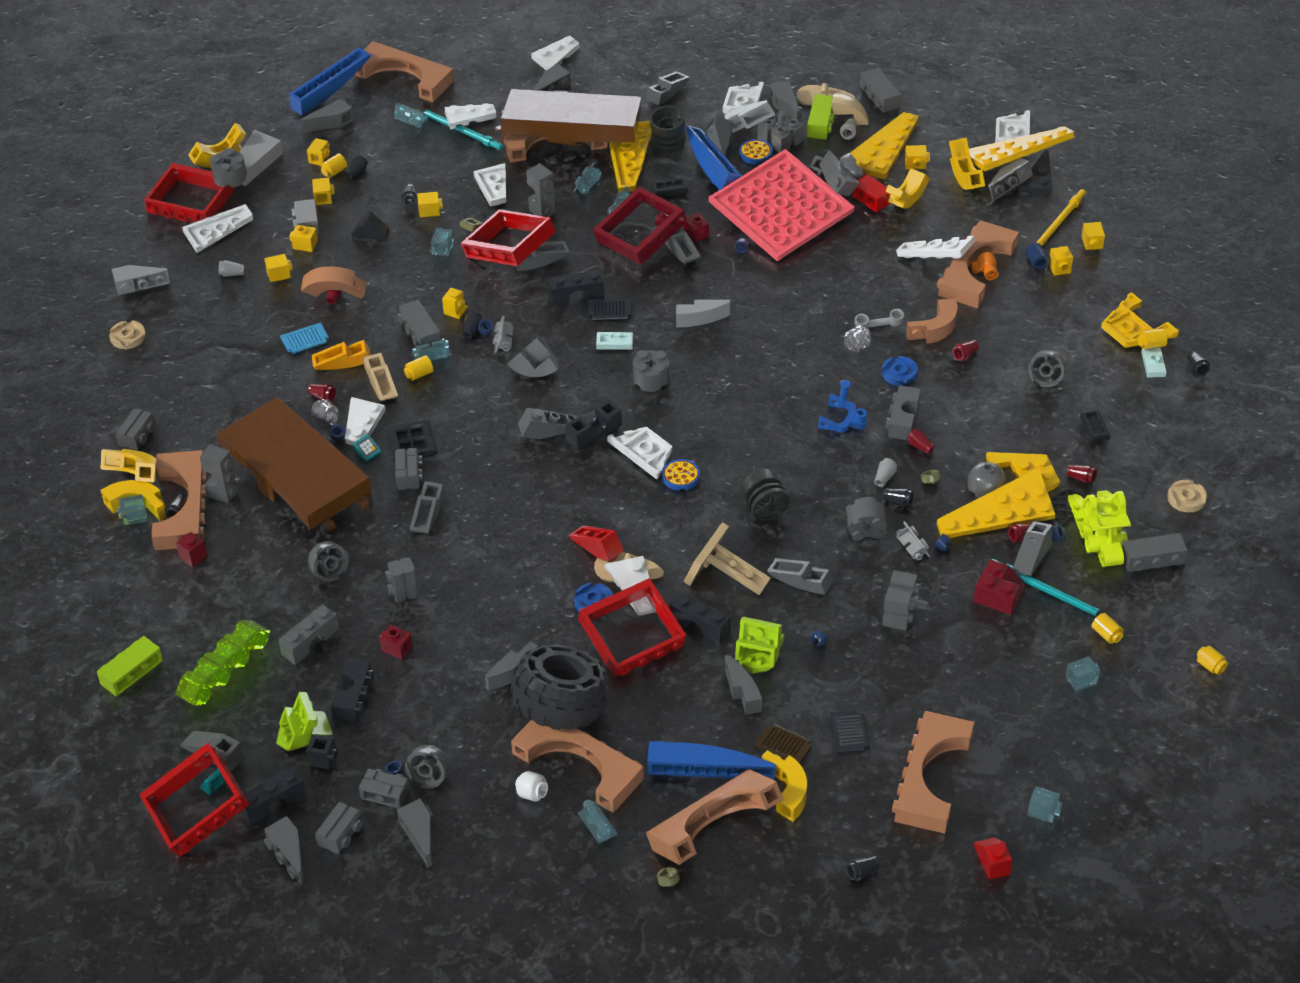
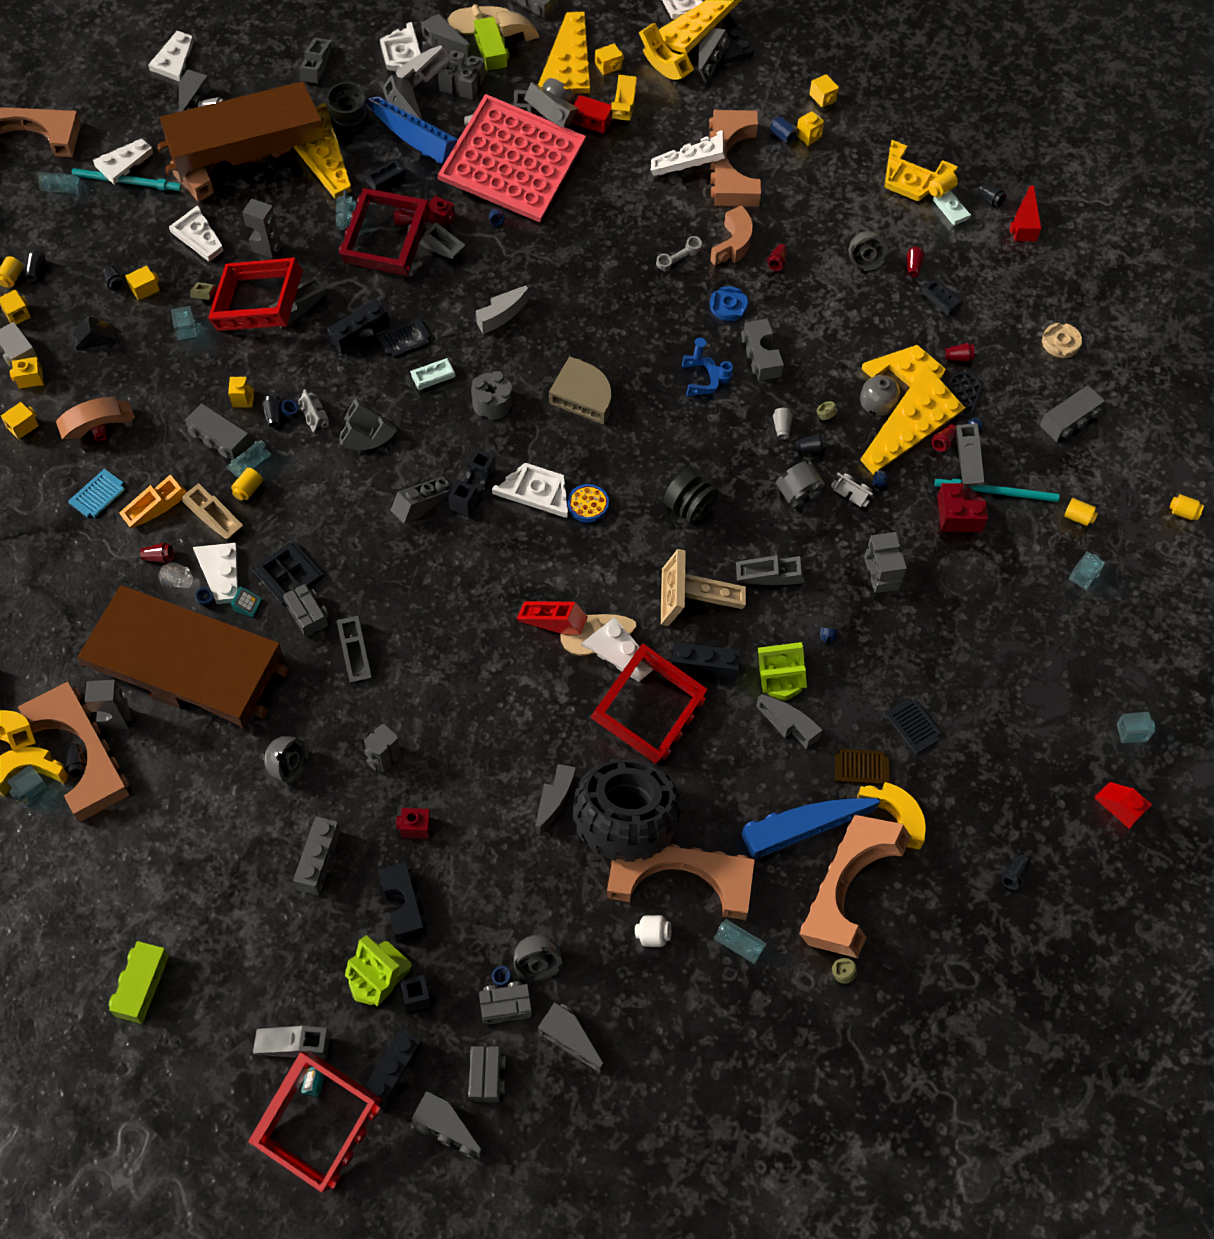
camera: 30 degrees left, 15 degrees up
(191, 549) = (125, 806): dark red brick -> none
(215, 667) = (240, 942): clear neon green brick -> none
(589, 174) = (291, 200): clear light blue hinge -> none
(590, 594) = (585, 683): blue tile -> none
(727, 392) = (582, 391): none -> dark tan brick
(756, 151) = (447, 104): tile -> none
(848, 130) = (525, 48): light grey cone -> none
(857, 338) = (672, 283): clear head -> none
(915, 802) = (1021, 777): nougat arch -> none
(920, 440) = (795, 375): dark red cone -> none
(985, 263) = (744, 156): orange piece -> none
(1073, 203) = (782, 60): yellow bar -> none
(1089, 390) = (915, 260): none -> dark red cone
(1106, 517) = (1016, 395): neon yellow piece -> none
(1216, 390) = (1027, 222): none -> red slope

